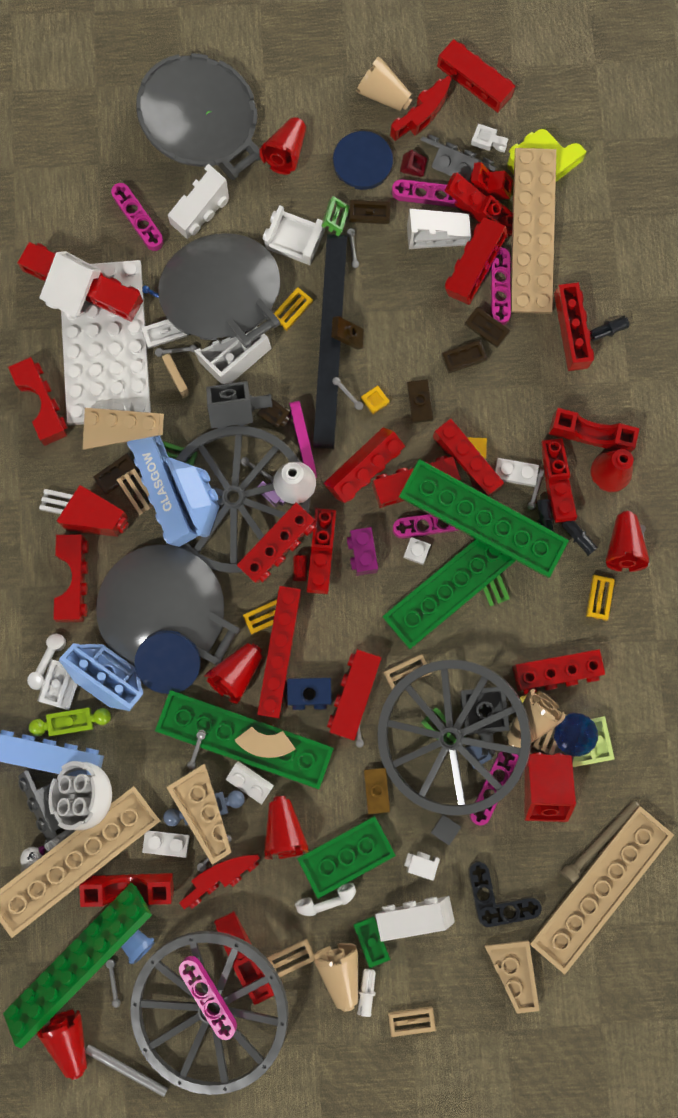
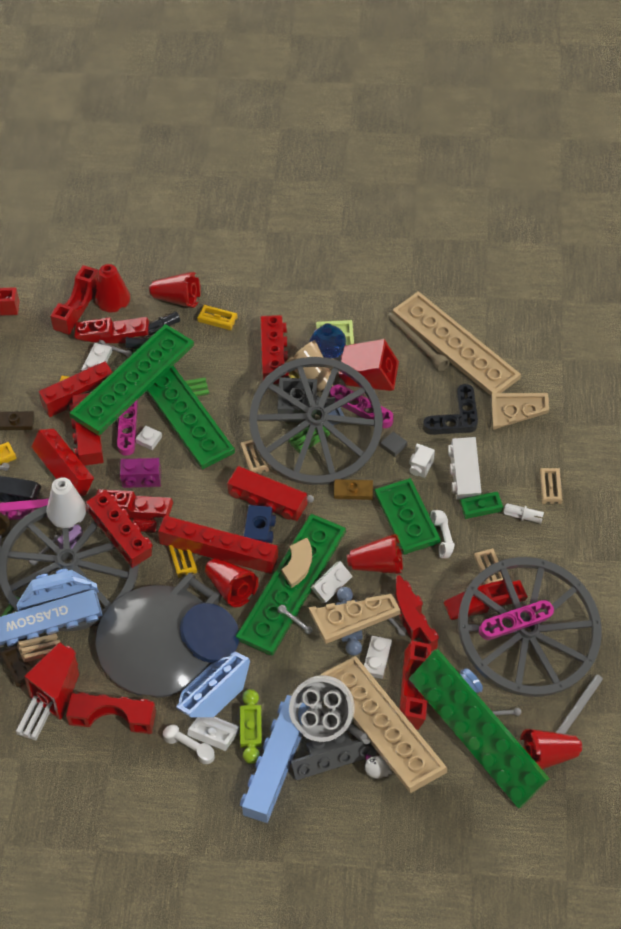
camera: 75 degrees left, 25 degrees down
(340, 974) = (505, 526): tan cone -> none

